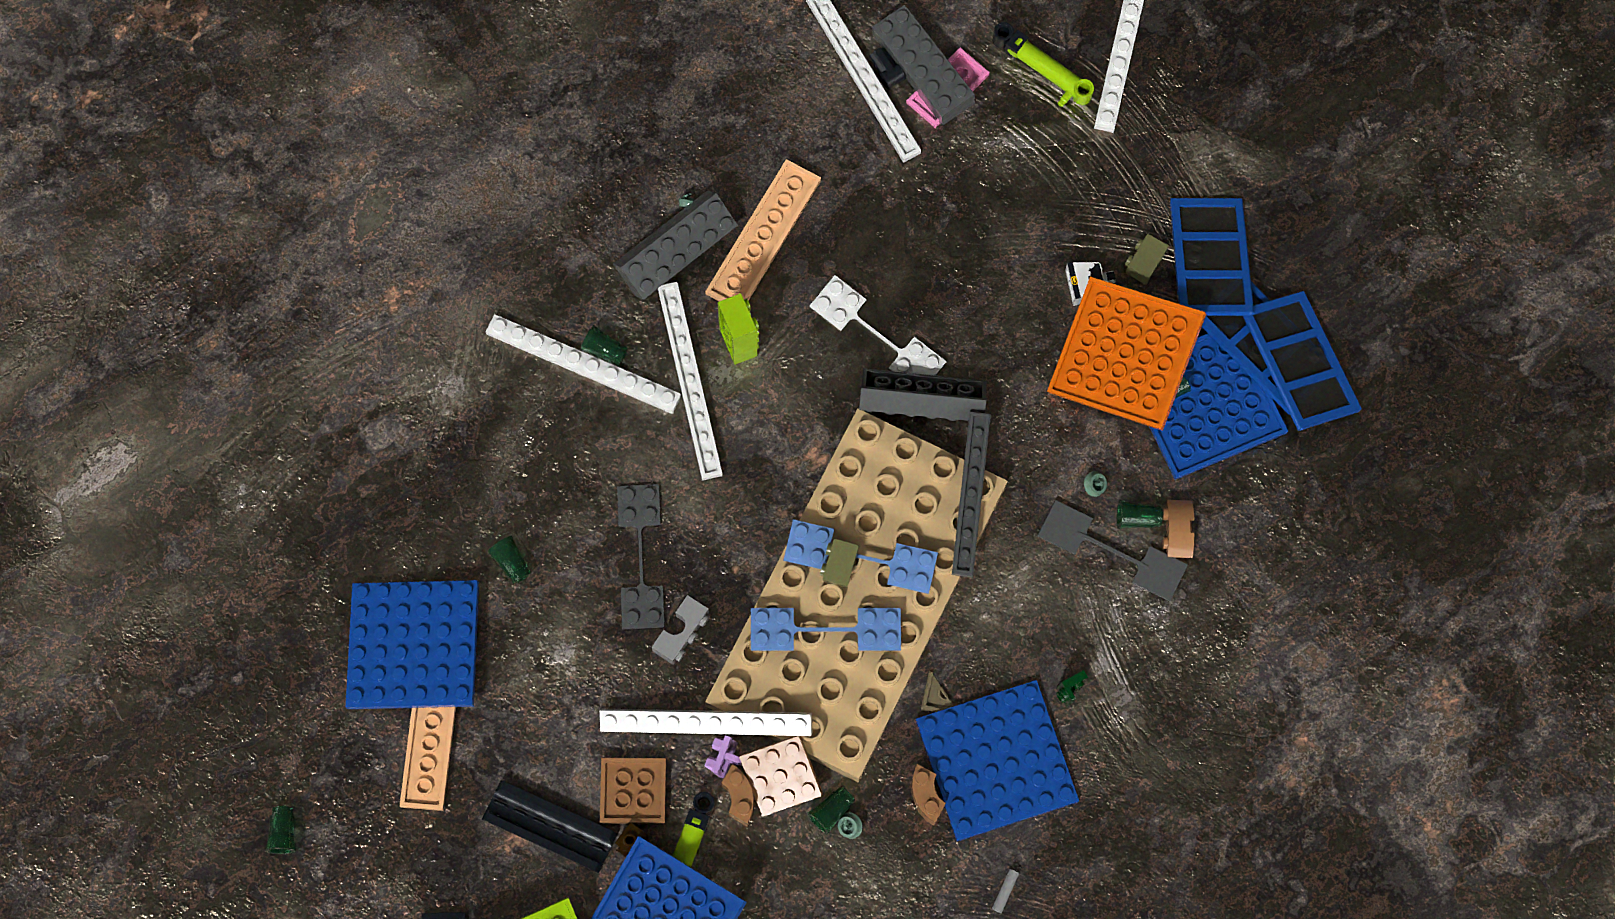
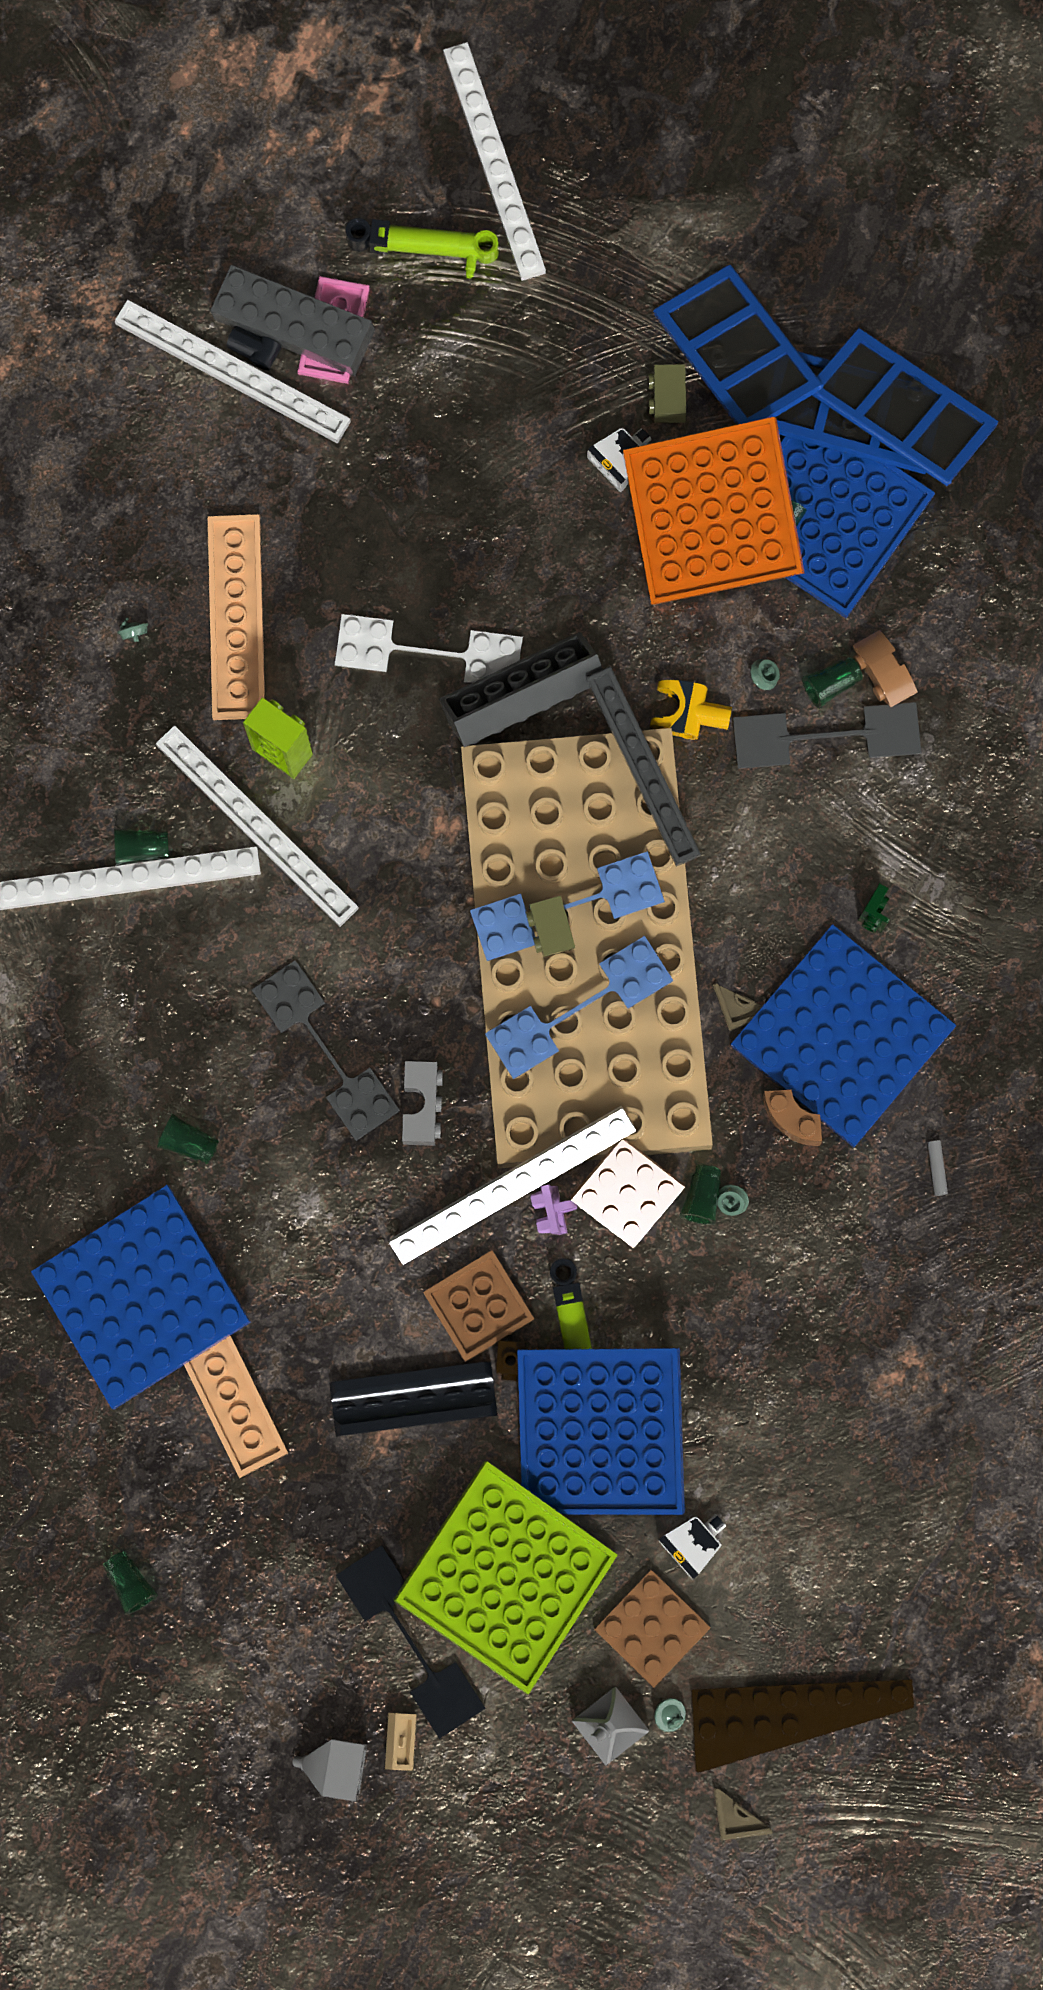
camera: 25 degrees left, 5 degrees up
(675, 244) = (147, 685): dark grey brick -> none
(741, 795) = (597, 1240): medium nougat brick -> none
(1030, 478) = (692, 710): none -> yellow connector

